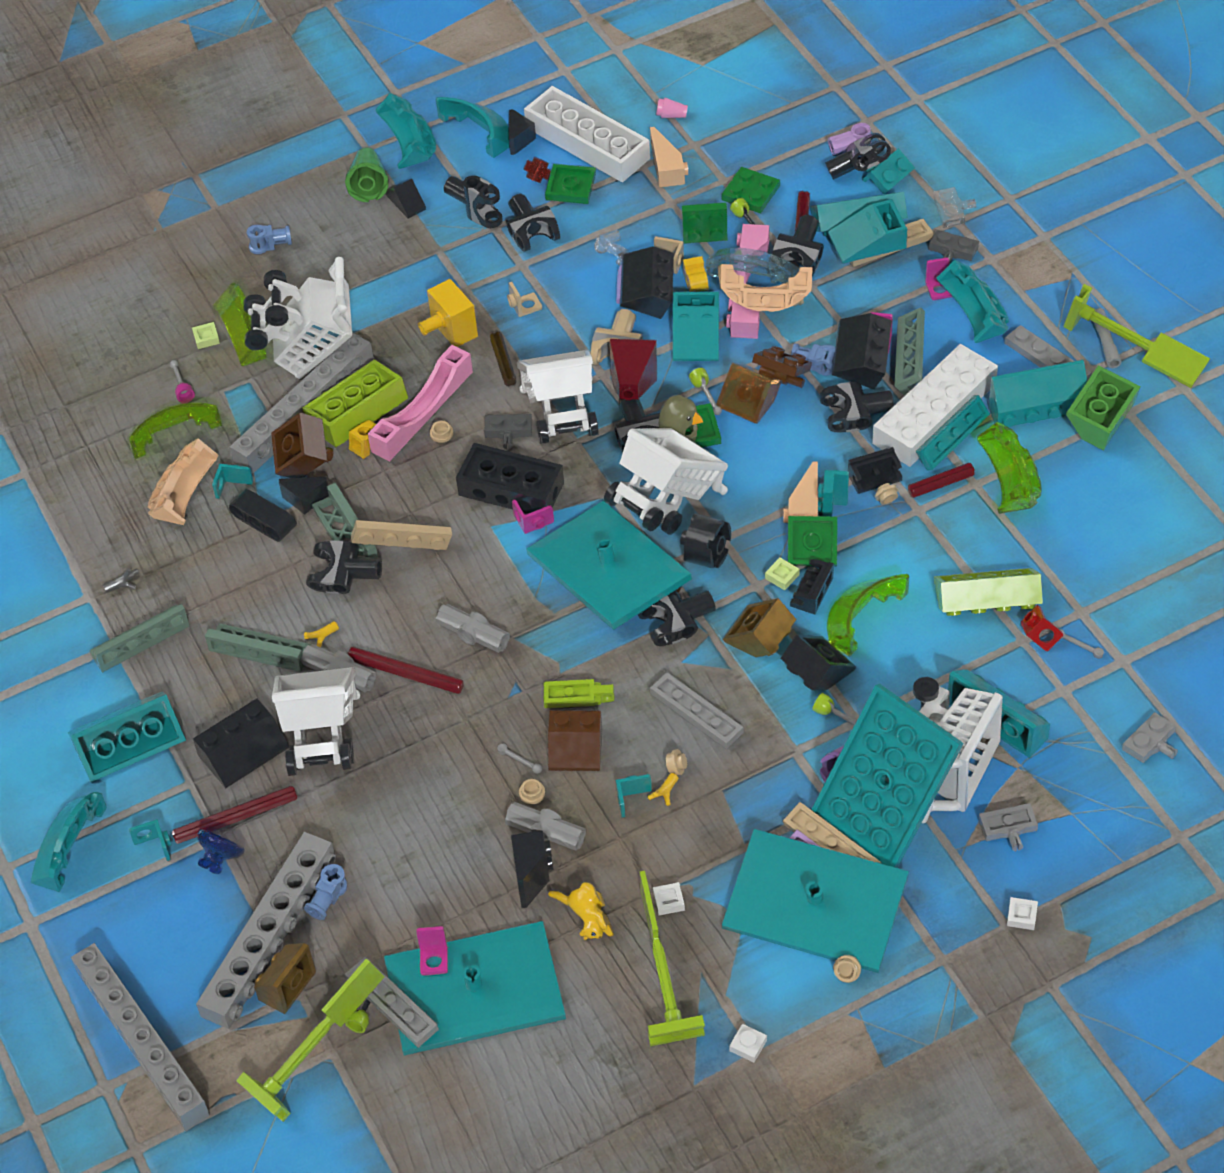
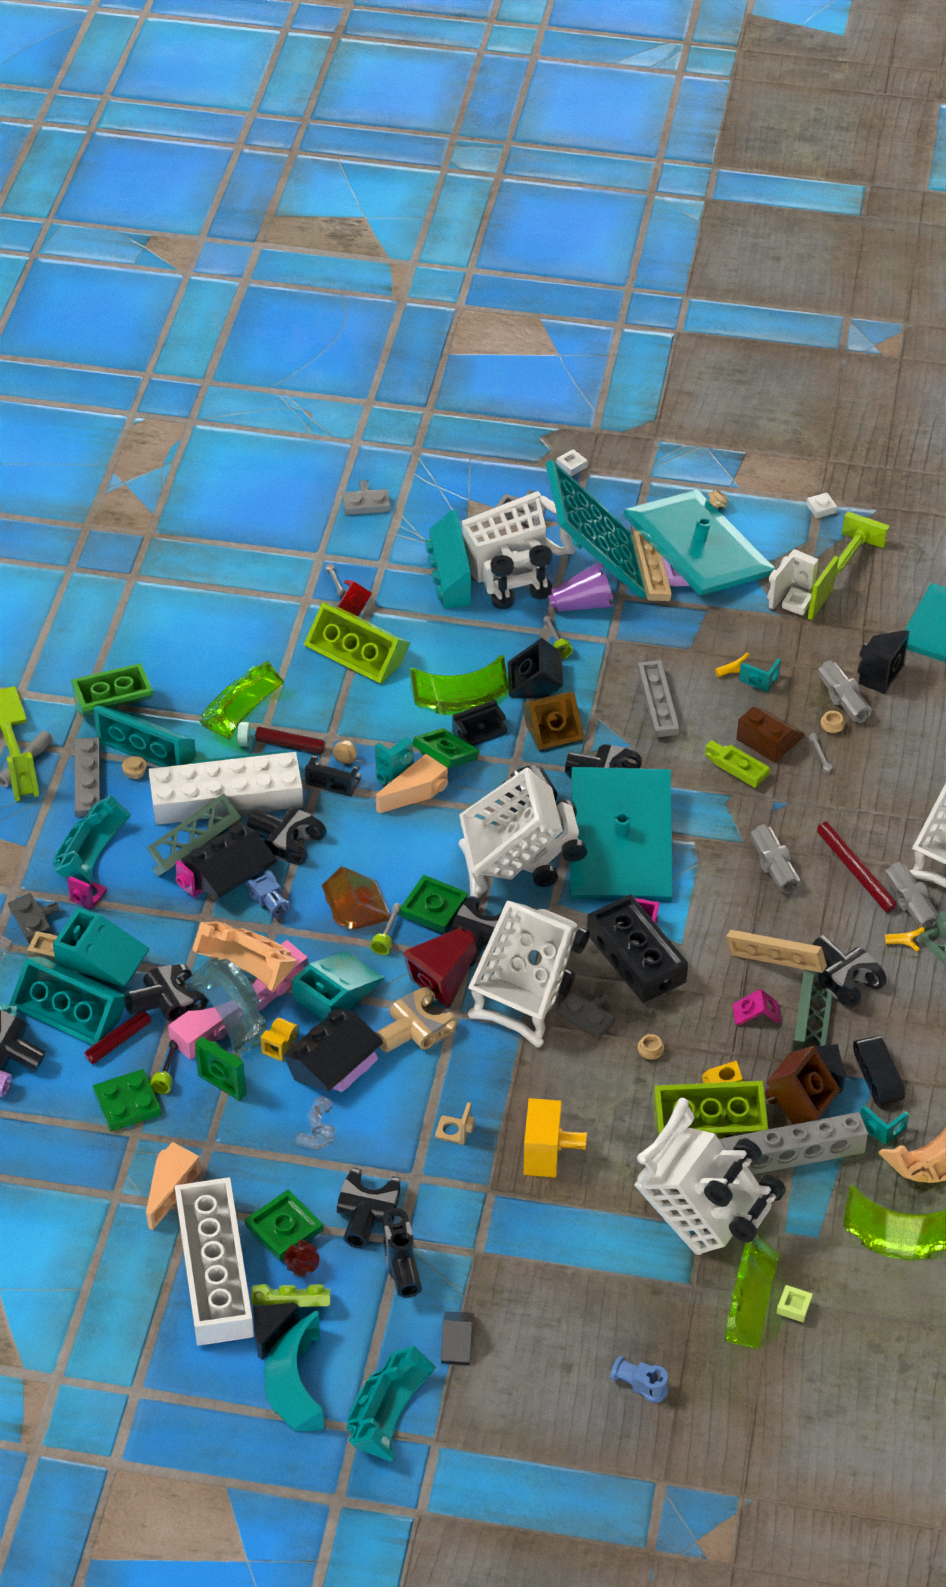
camera: 145 degrees left, 5 degrees down
(183, 391) = (861, 1254): dark pink hinge -> none
(366, 176) = (475, 1379): bright green cone -> none
(387, 500) = (754, 1005): none -> dark pink bracket
(395, 431) = (602, 1085): bright pink arch -> none
(503, 359) = (529, 1082): dark brown axle -> none
(520, 152) = (313, 1296): none -> lime hinge
(587, 905) = (861, 623): yellow animal -> none
(671, 109) = (97, 1243): bright pink cone -> none
(673, 246) = (268, 1077): tan bracket -> none
(676, 762) = (708, 673): tan plate -> none
(679, 415) = (453, 886): olive piece -> none
(686, 910) = (795, 571): none -> white bracket
(782, 573) = (491, 748): yellowish green plate -> none
(783, 365) = (310, 888): reddish brown plate -> none
(976, 455) = (243, 734): none -> light aqua tile

